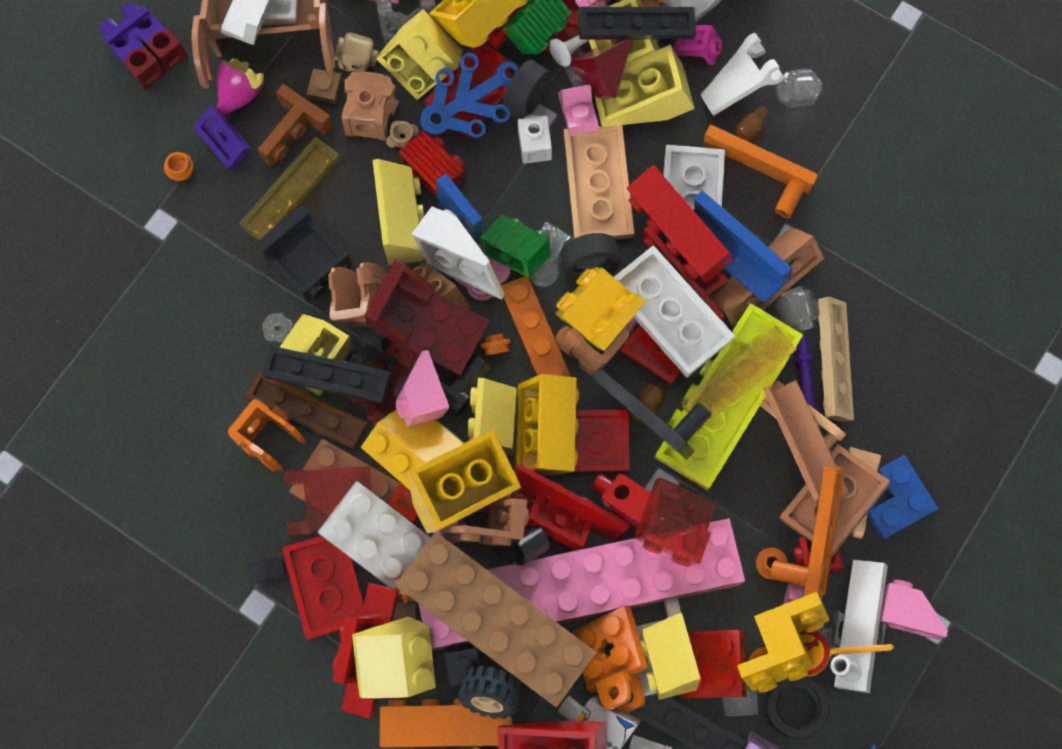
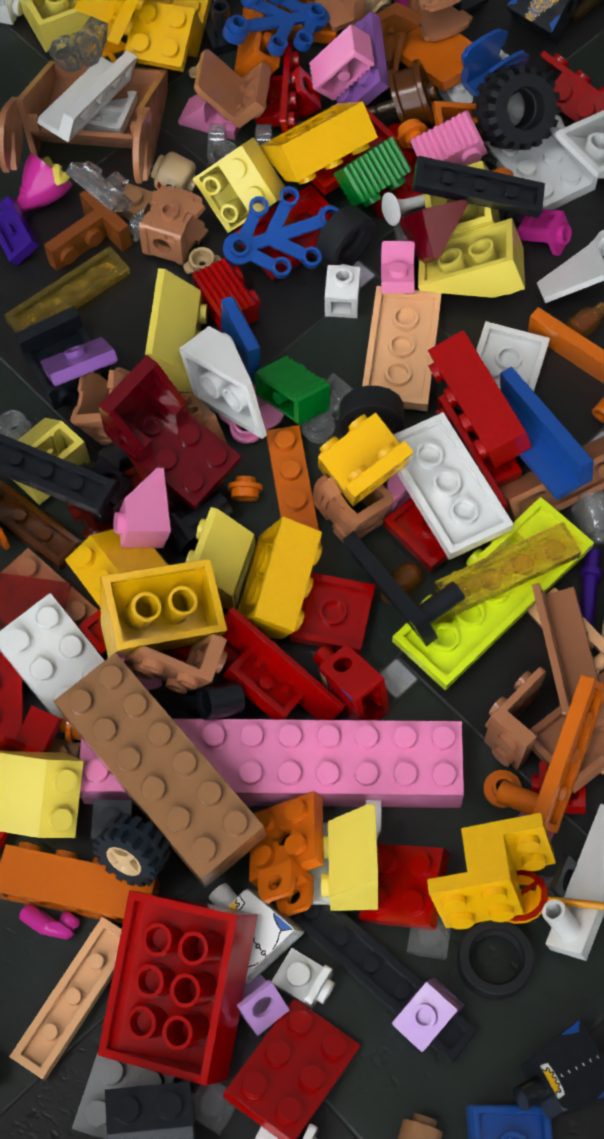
camera: 15 degrees right, 10 degrees down
(294, 82) = (105, 190): none -> clear plate
(322, 259) = (78, 361): none -> medium lavender plate
(334, 110) = (134, 225): none -> clear plate
(675, 523) = (395, 707): clear red plate -> none
(769, 523) = (506, 735): none -> nougat bracket

